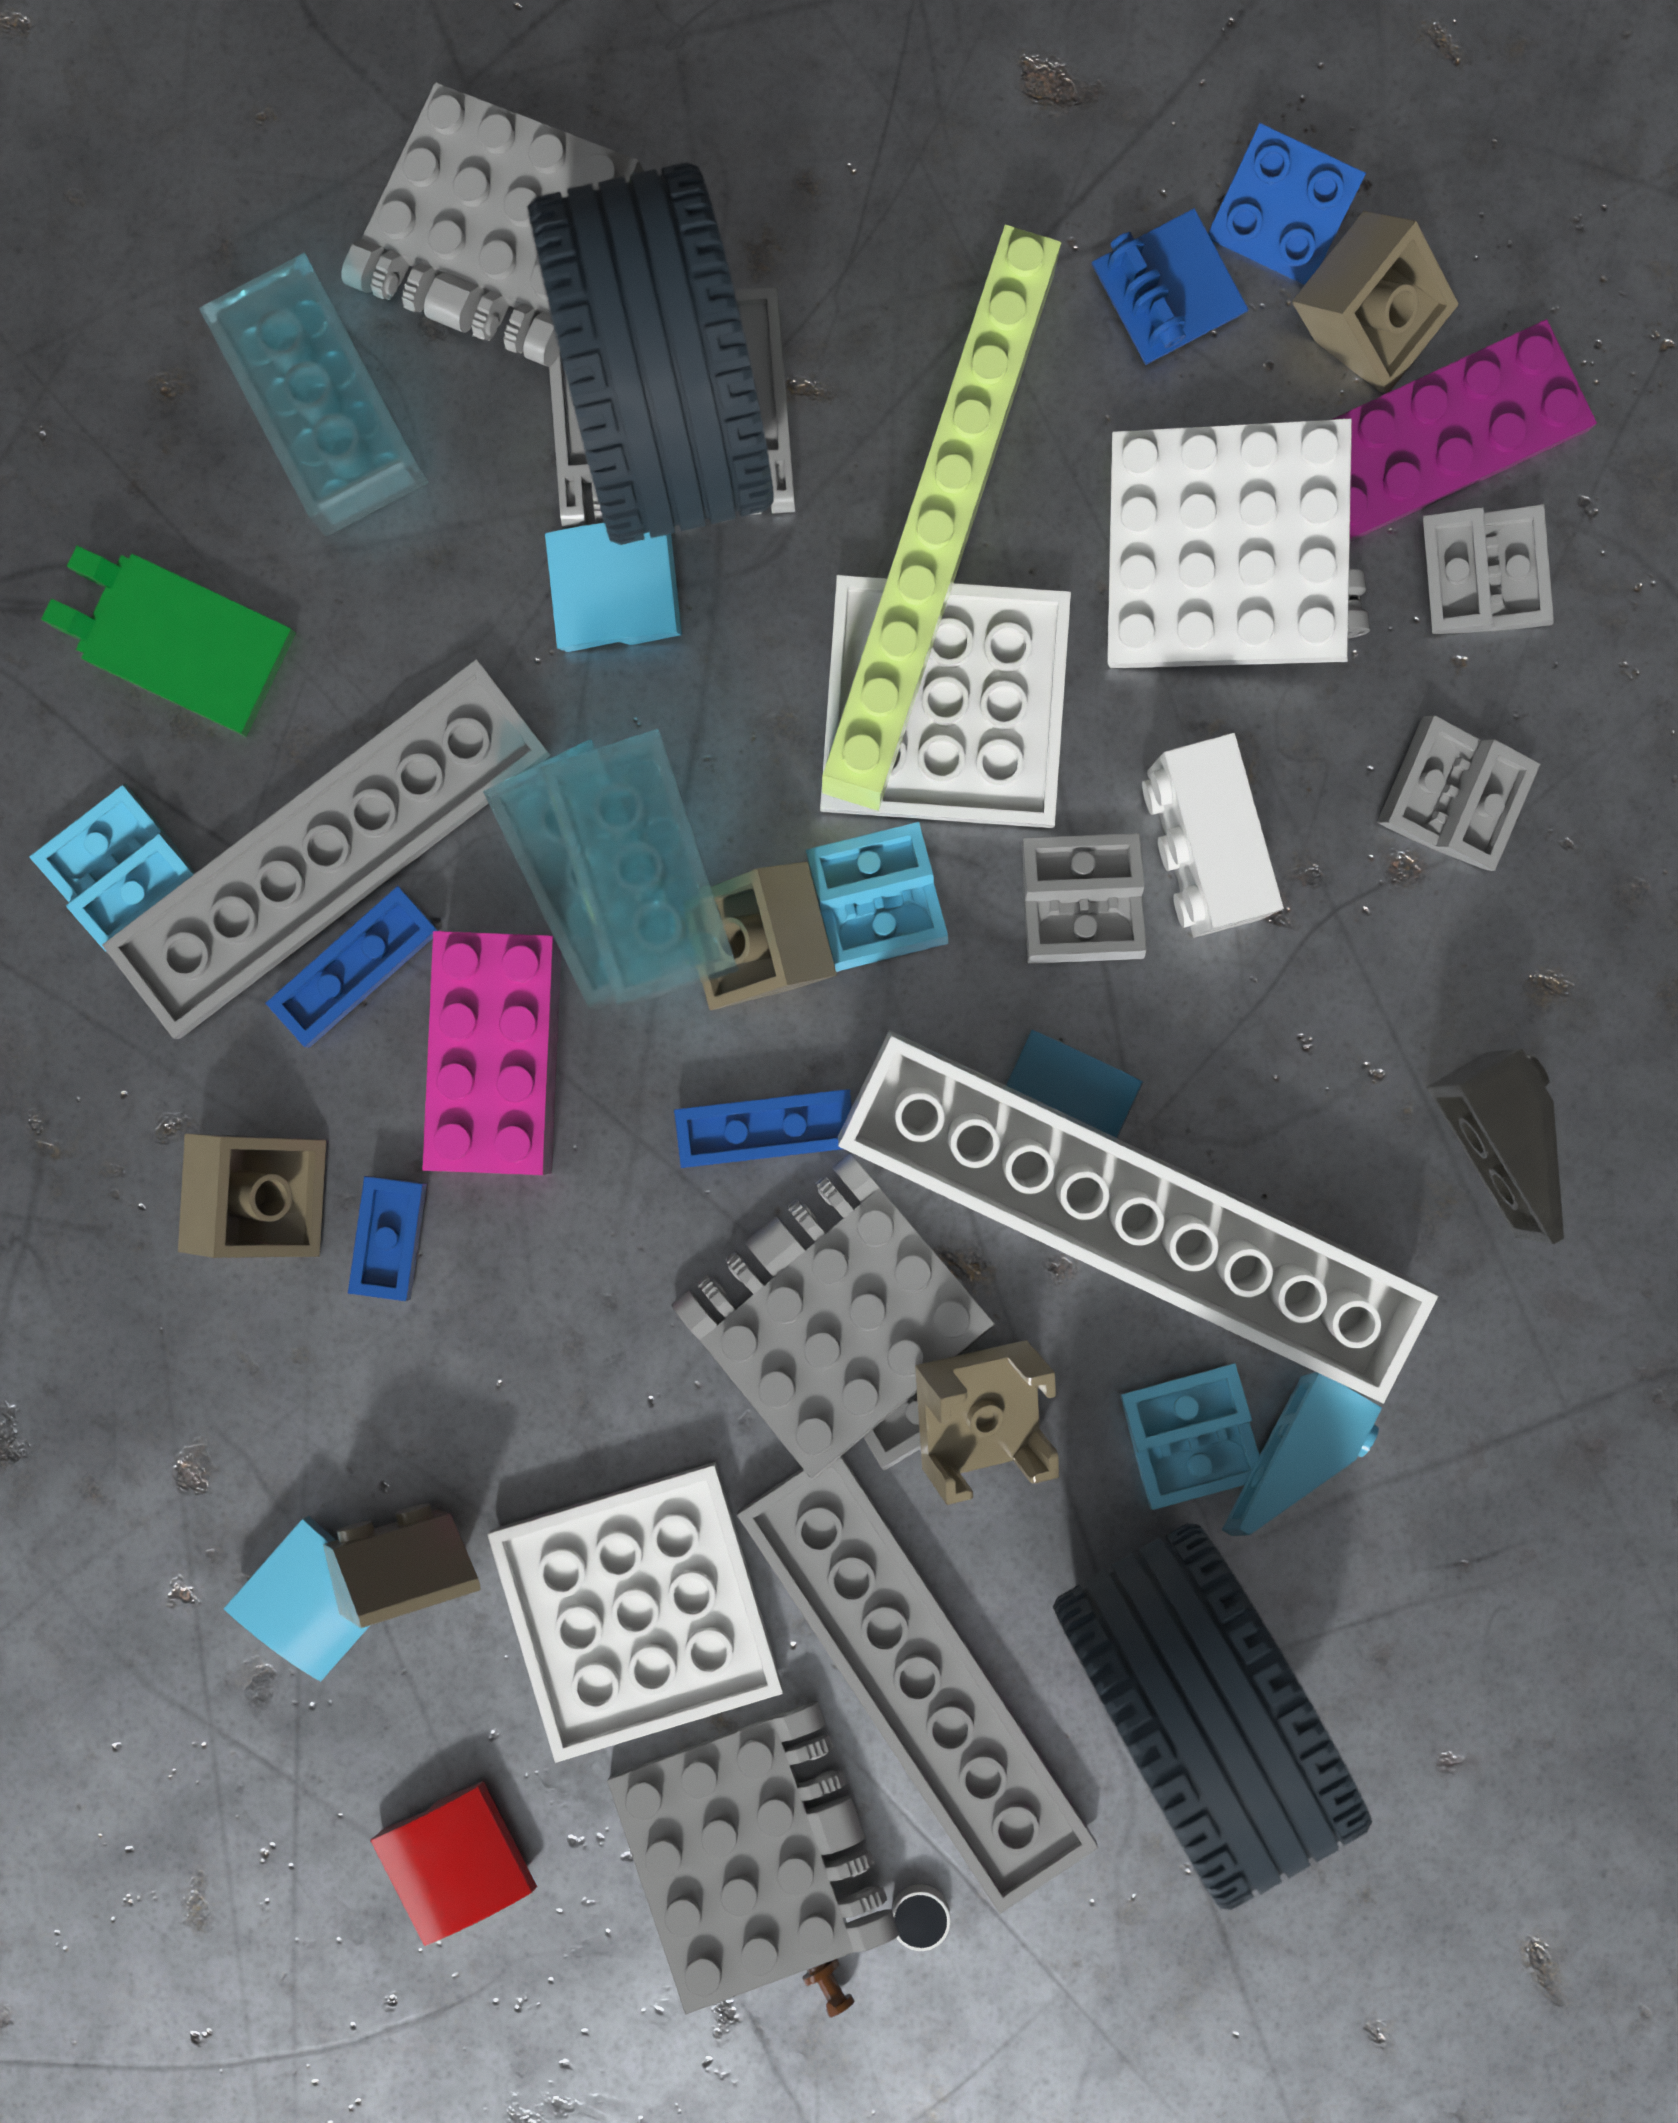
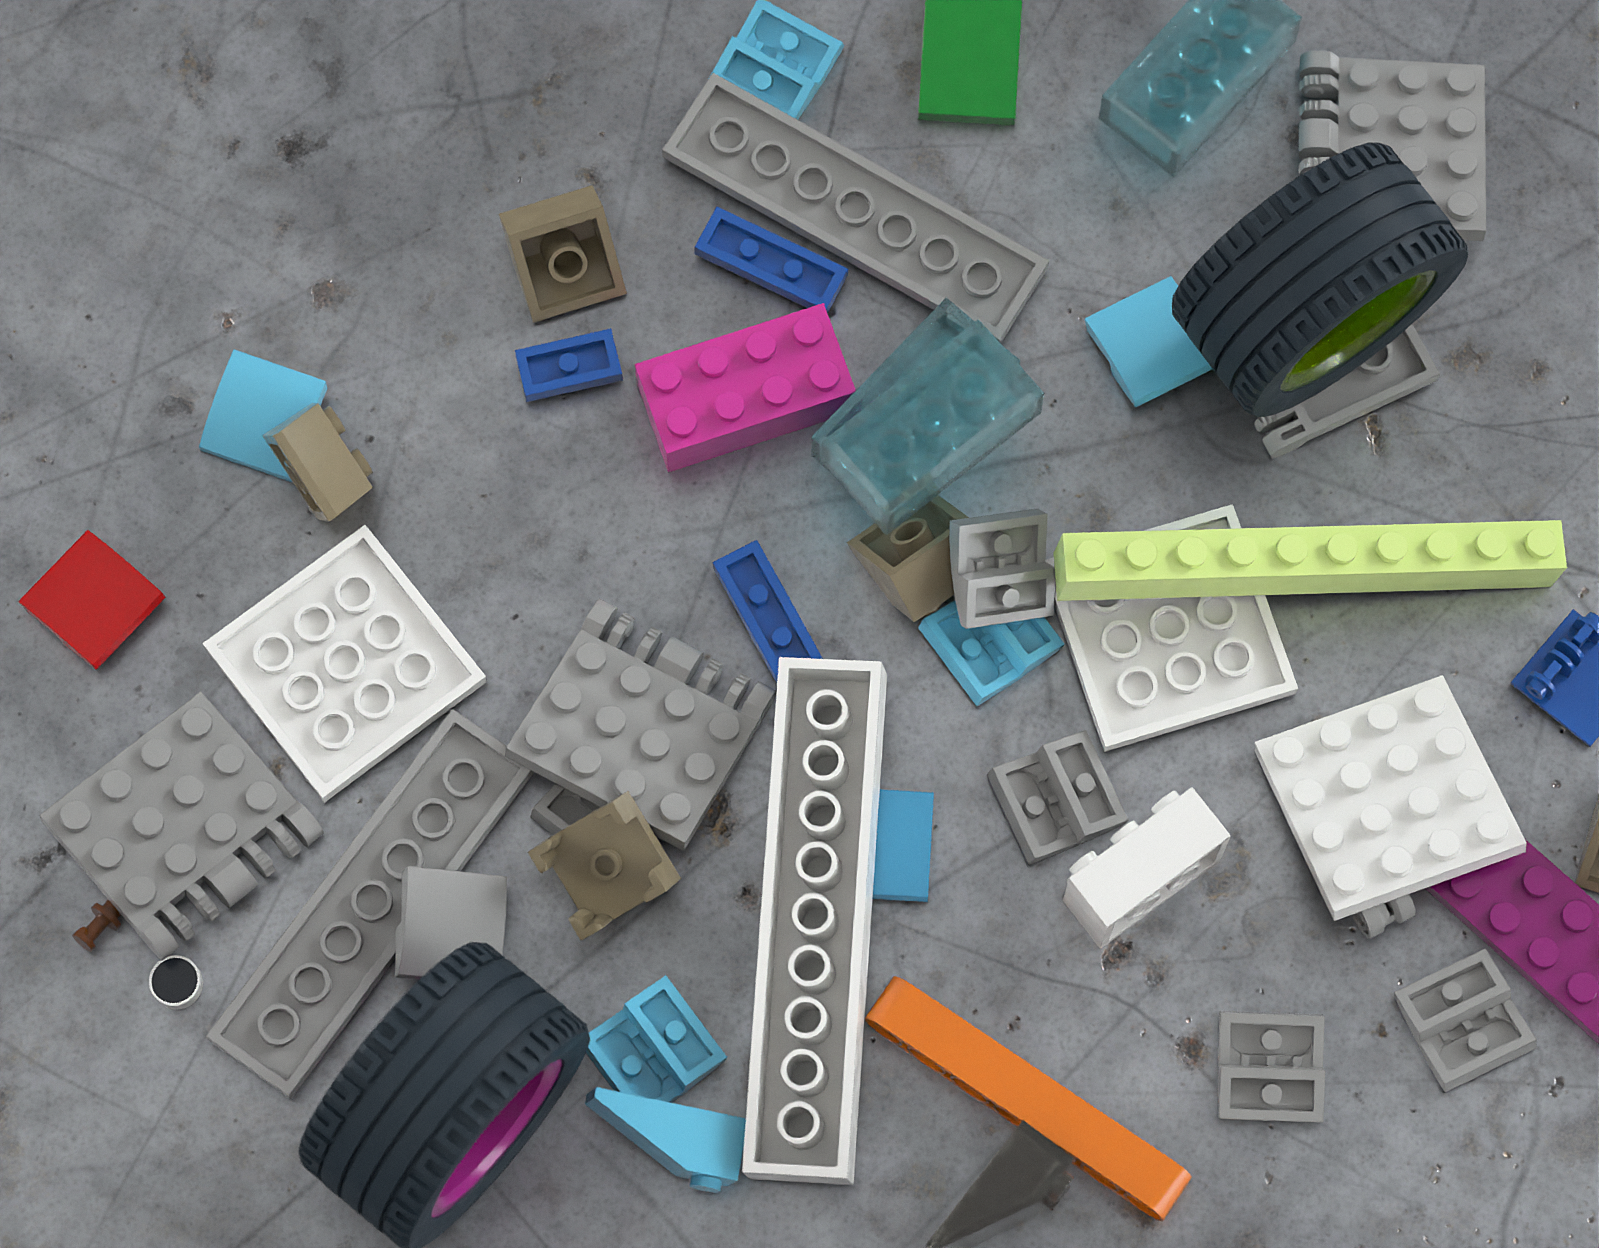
camera: 70 degrees right, 15 degrees down
(818, 857) = (1001, 568): none -> light grey slope
(982, 1607) = (445, 913): none -> light grey slope
(1399, 1063) = (1025, 1093): none -> orange beam

